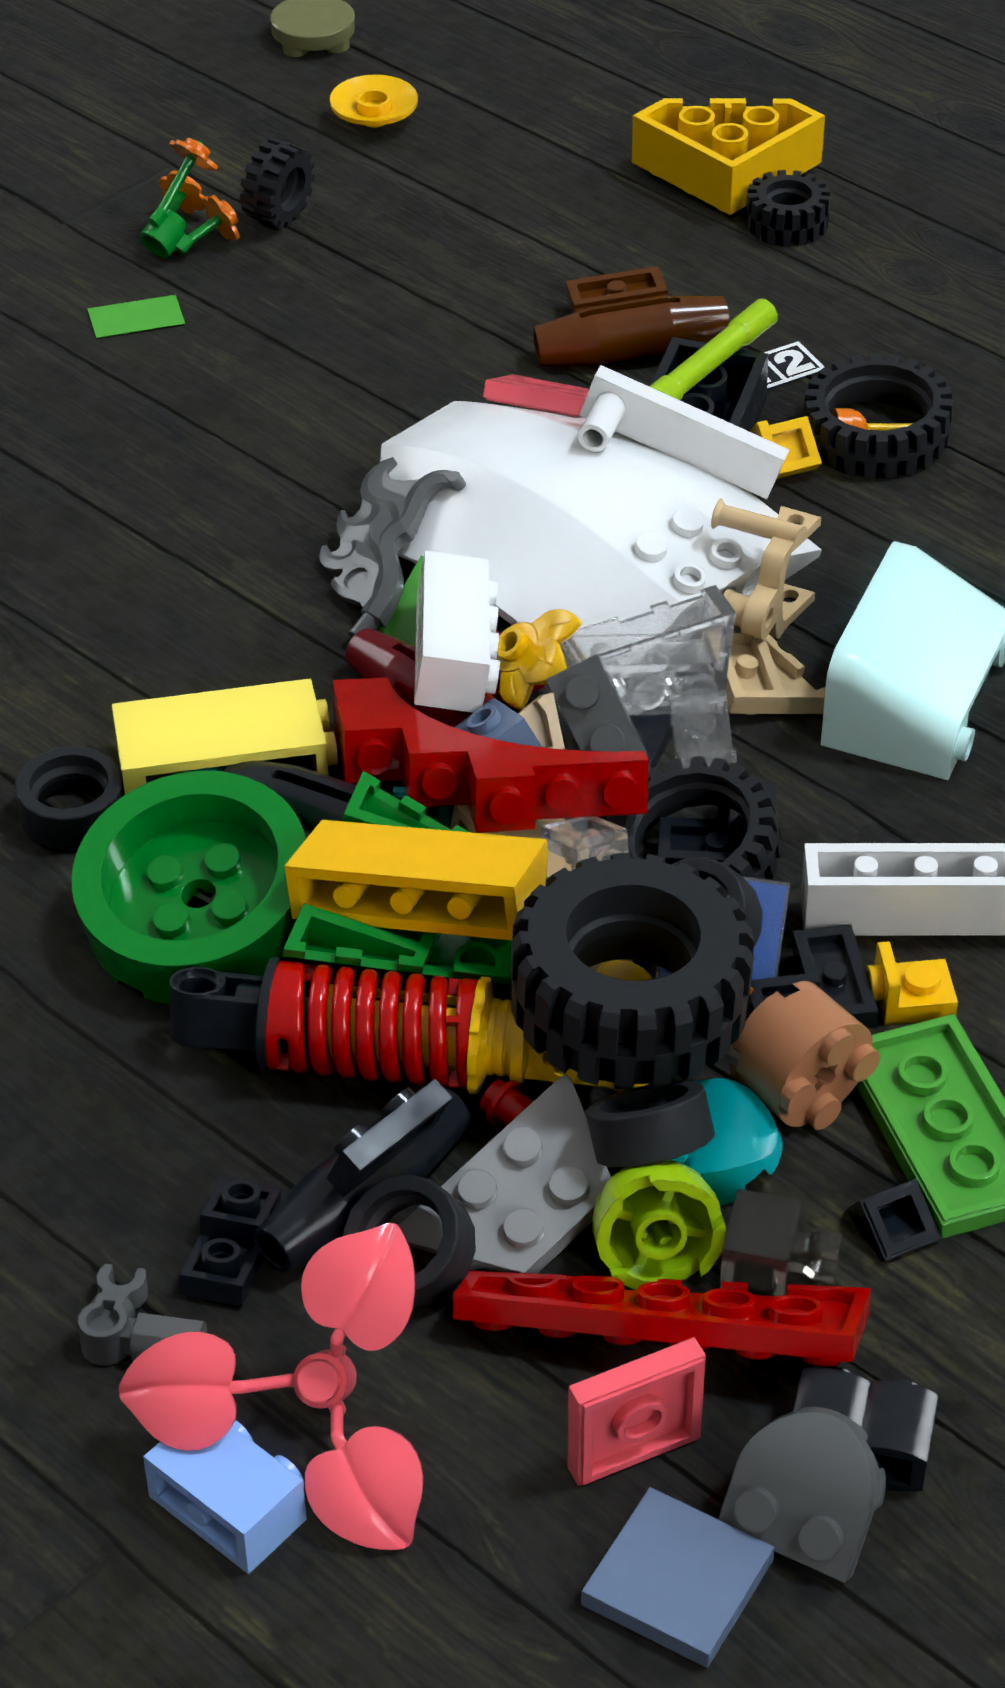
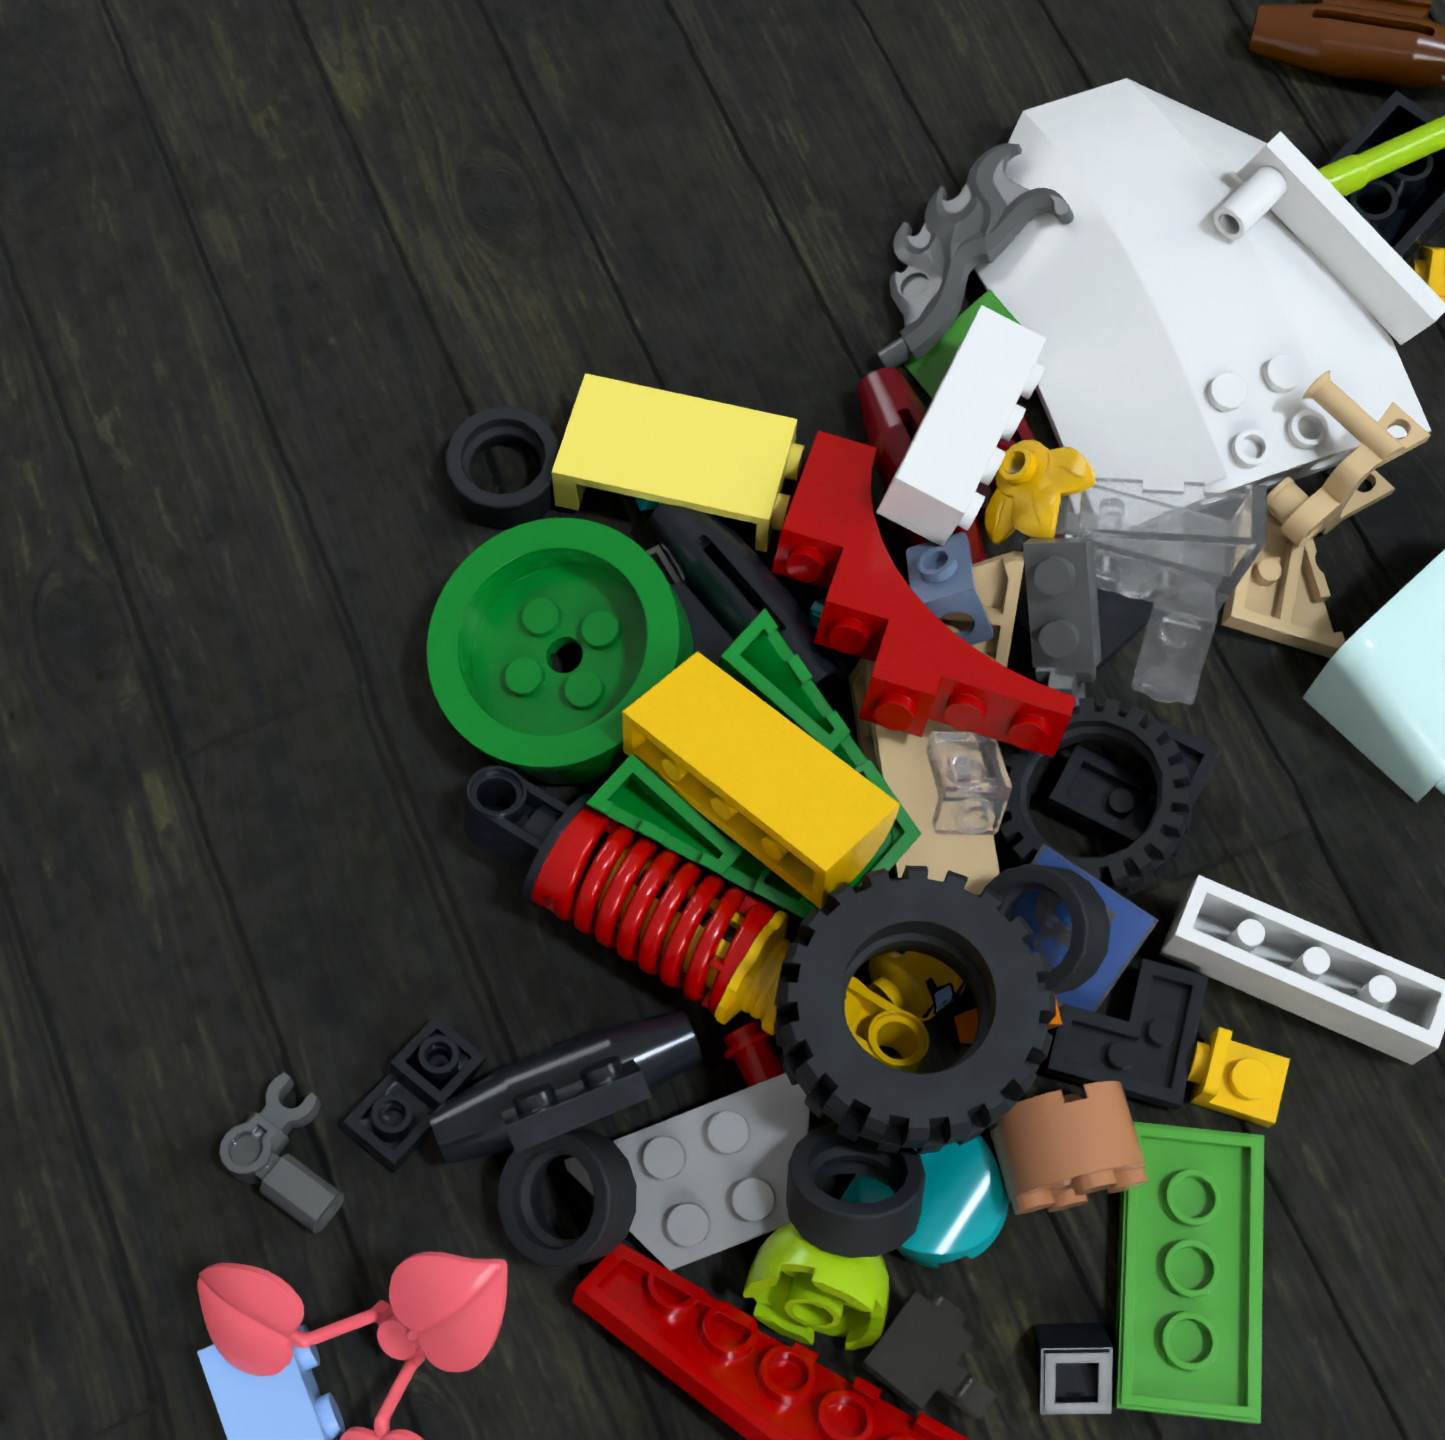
camera: 25 degrees right, 25 degrees up
(536, 394) = (1224, 107): coral tile -> none

